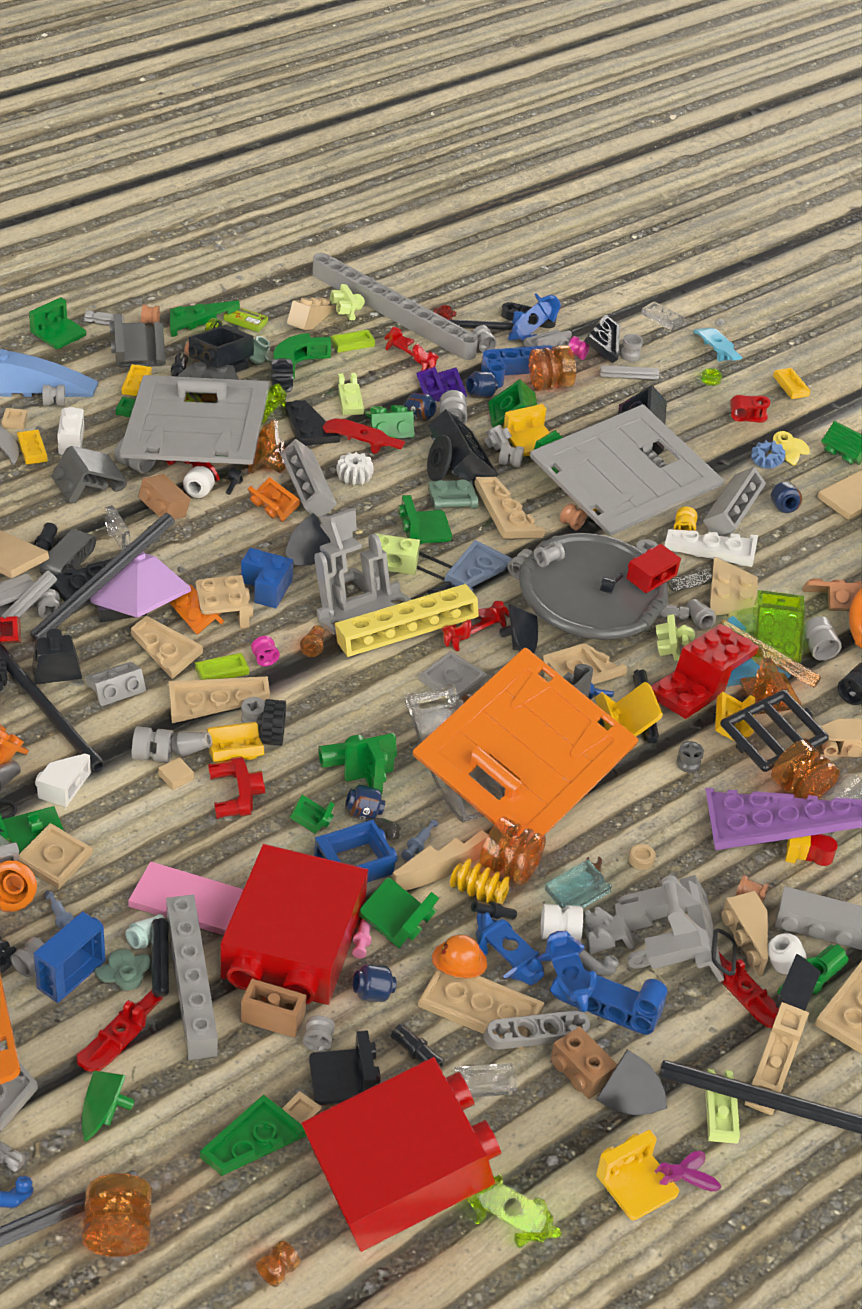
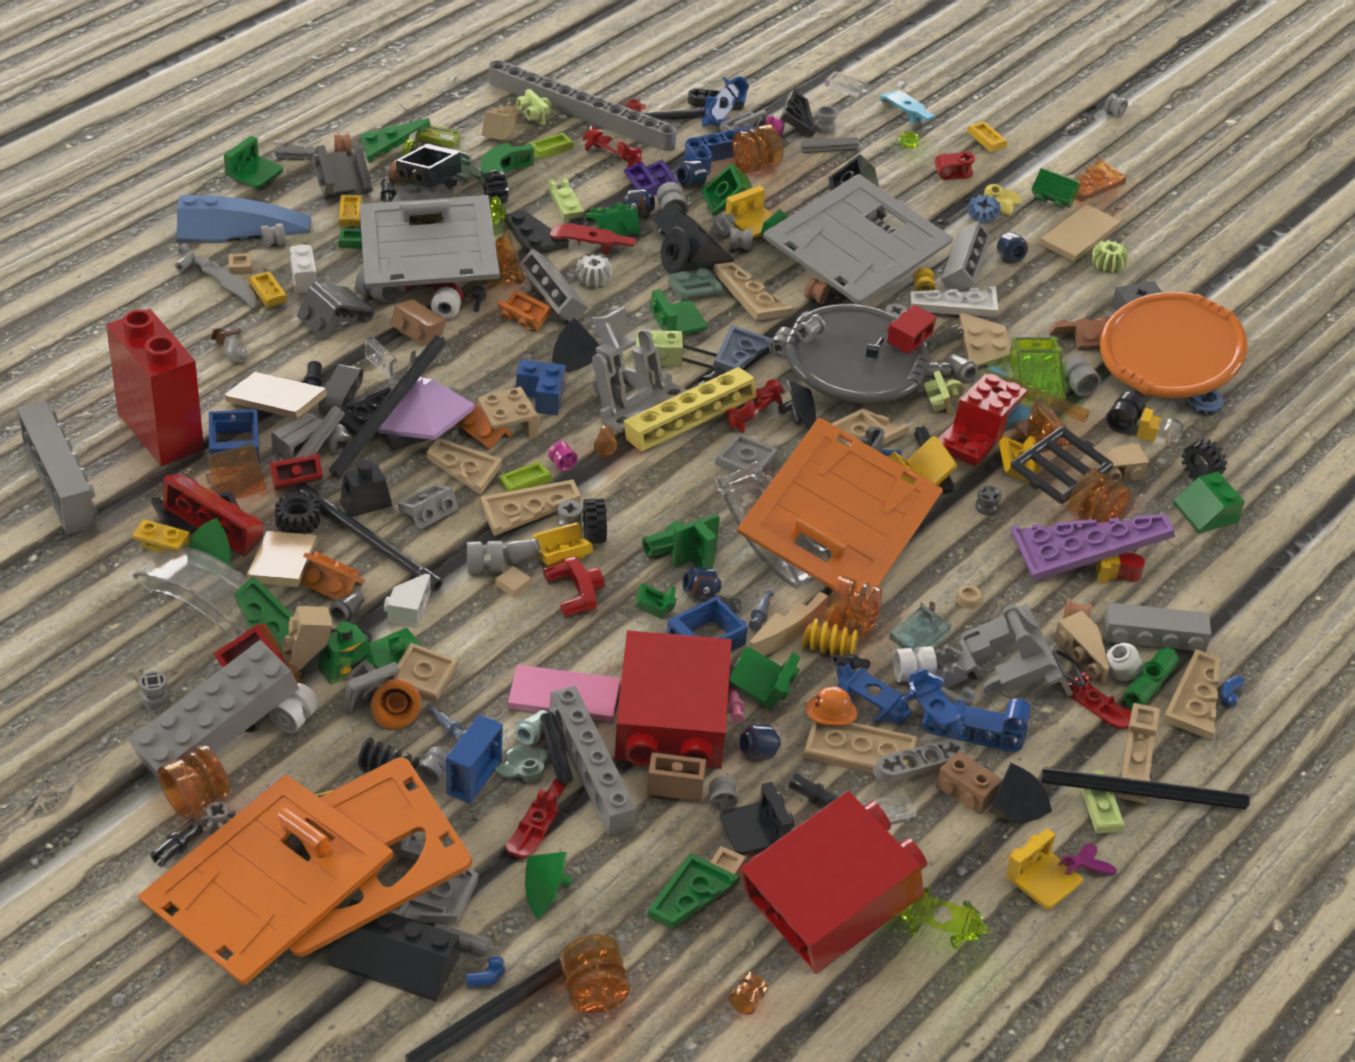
camera: 10 degrees left, 0 degrees up
(485, 338) = (684, 129): light grey wheel -> none
(799, 984) = (1143, 685): black slope -> none

